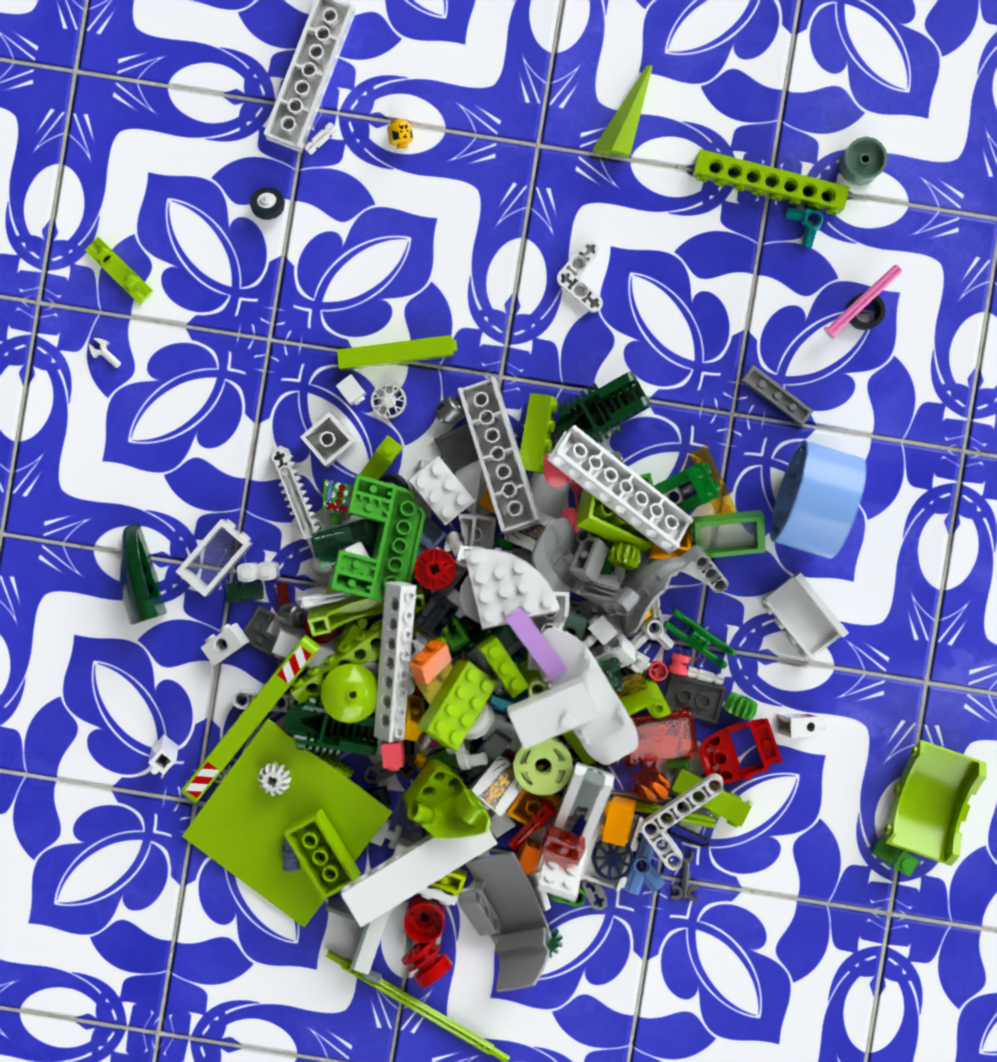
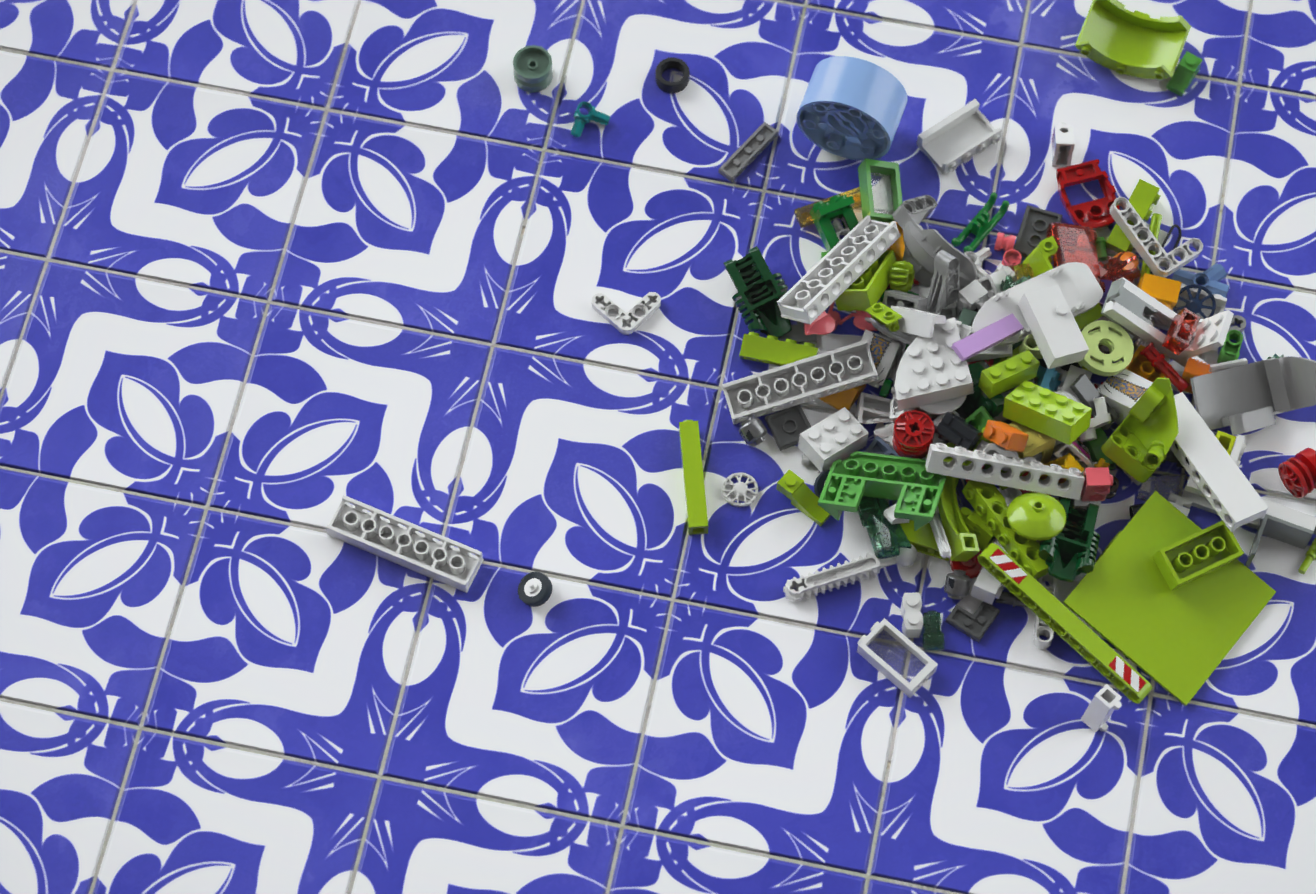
camera: 90 degrees left, 25 degrees down
(104, 352) = (678, 760): white bar -> none
(119, 270) = (593, 740): lime hinge -> none
(133, 584) = (919, 727): dark green panel -> none
(217, 651) = (986, 638): white brick -> none
(267, 776) = (1124, 589): white gear -> none
(282, 593) = (934, 595): clear red pin -> none
(290, 859) = (1200, 591): sand blue hinge -> none
(320, 138) = (470, 538): white axle -> none
(328, 439) = (779, 540): white brick -> none
(336, 500) = (839, 536): torso -> none
(351, 390) = (729, 520): white brick -> none
(379, 777) = (1110, 514): dark grey beam -> none
(400, 133) = (474, 462): yellow head -> none
(423, 927) = (1263, 470): red wheel -> none
(557, 568) = (917, 321): none -> white panel
(564, 537) = (885, 315): none -> lime hinge
(621, 130) = (484, 266): lime wedge -> none
(685, 890) = (1223, 249): flat silver bar -> none
(705, 675) = (1016, 221): white axle -> none
(740, 706) = (1045, 191): bright green gear -> none
(836, 192) = (530, 201): lime brick -> none
(862, 301) = (665, 73): bright pink axle -> none

